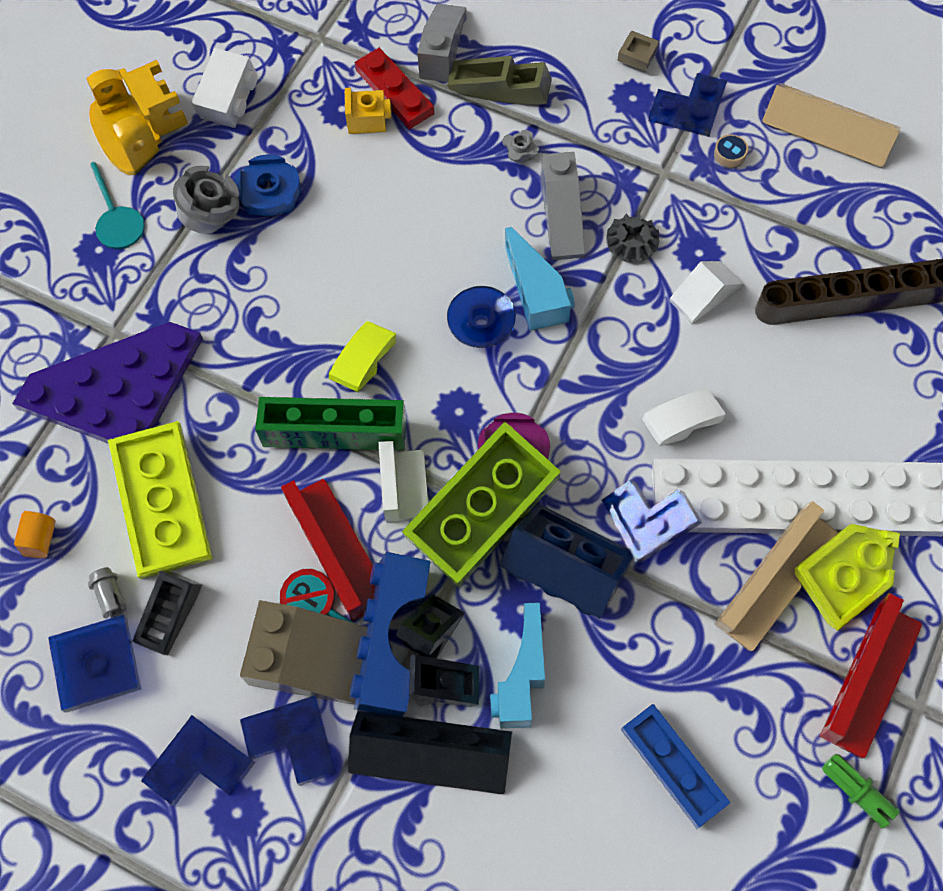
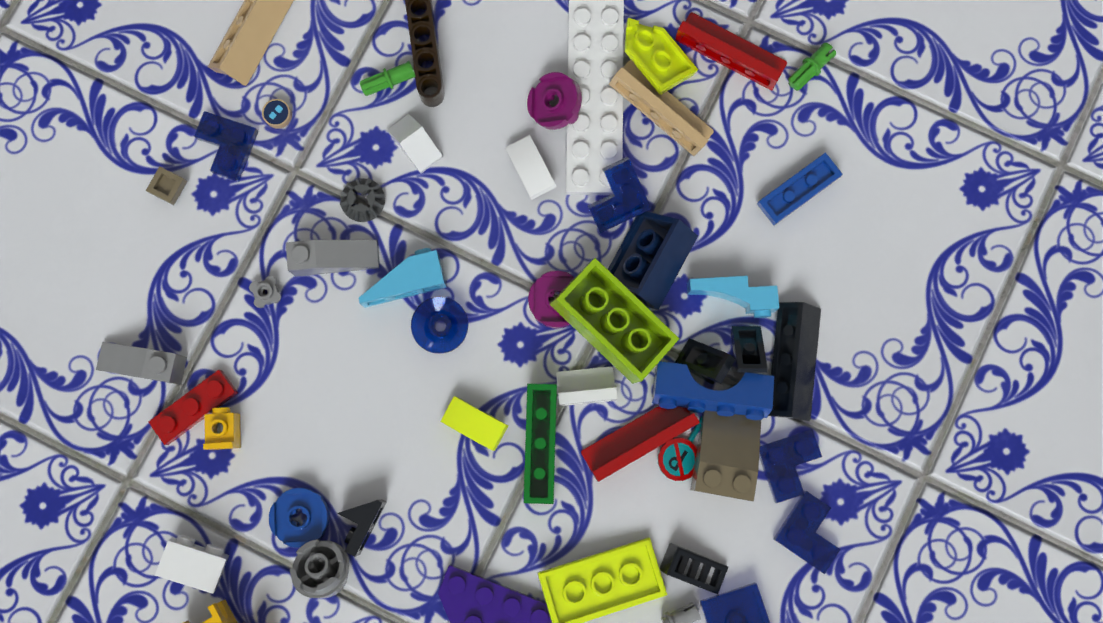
camera: 90 degrees left, 15 degrees up
(253, 246) = (366, 518): none -> black slope
(501, 80) = (193, 309): olive slope -> none
(782, 255) = (387, 79): none -> bright green axle
(787, 450) = (569, 102): none -> magenta plate

